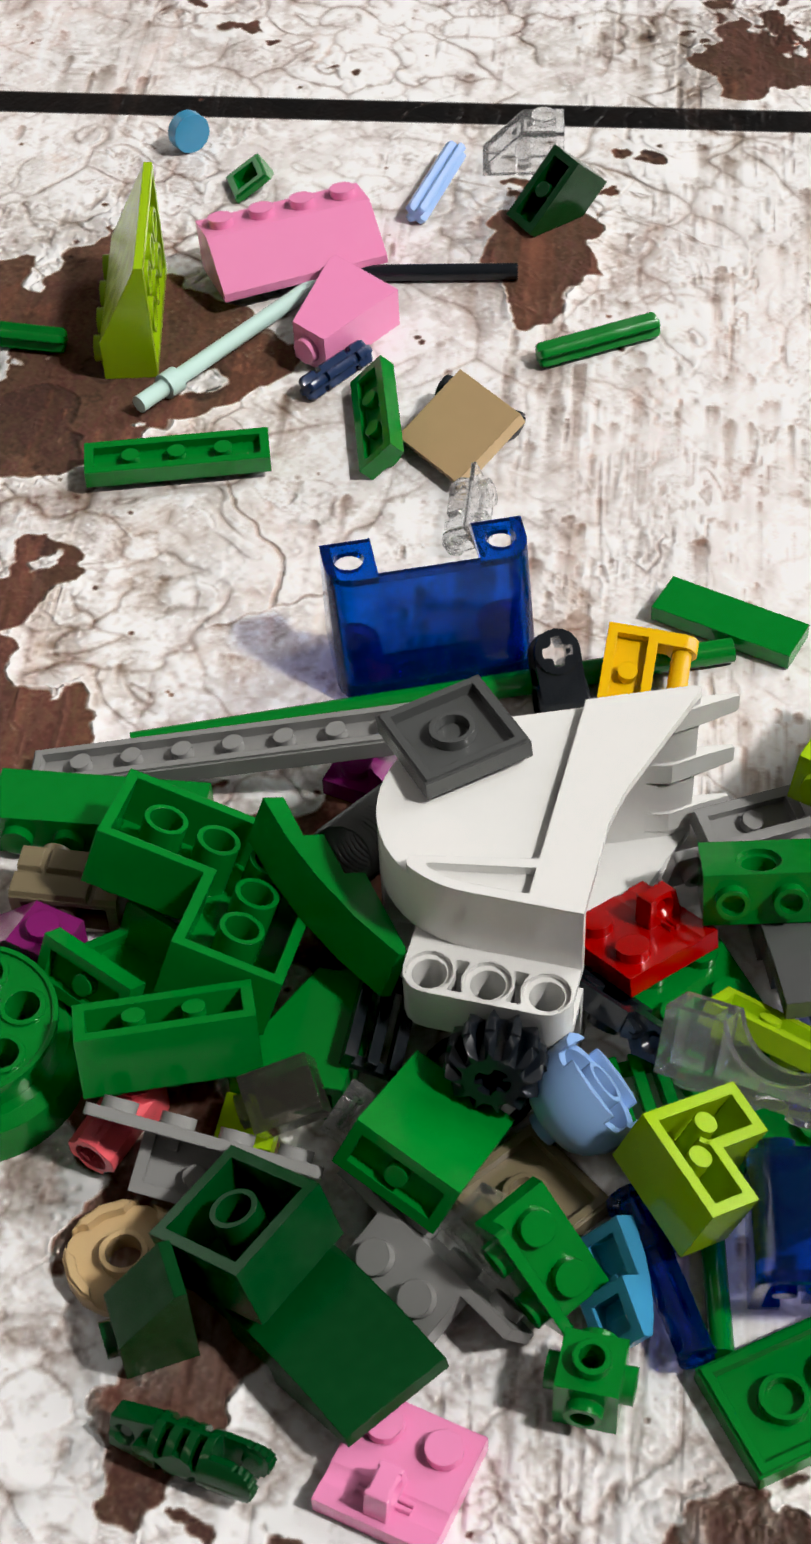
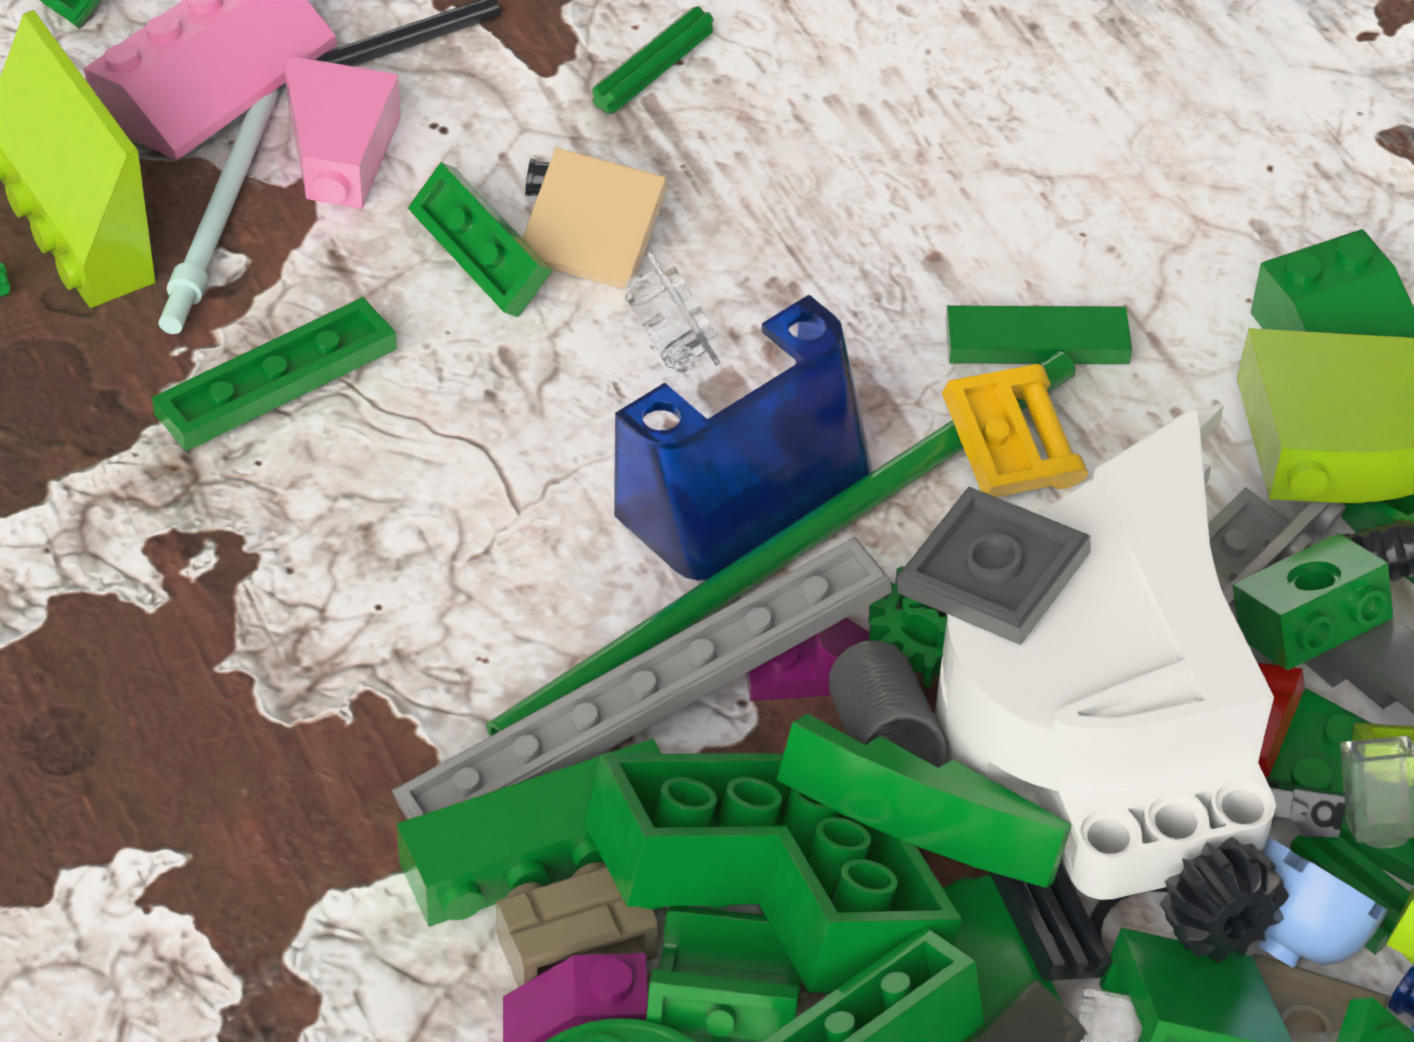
camera: 35 degrees left, 0 degrees up
(335, 370) = (377, 199): dark blue axle -> none
(557, 686) = (931, 467): black piece -> none

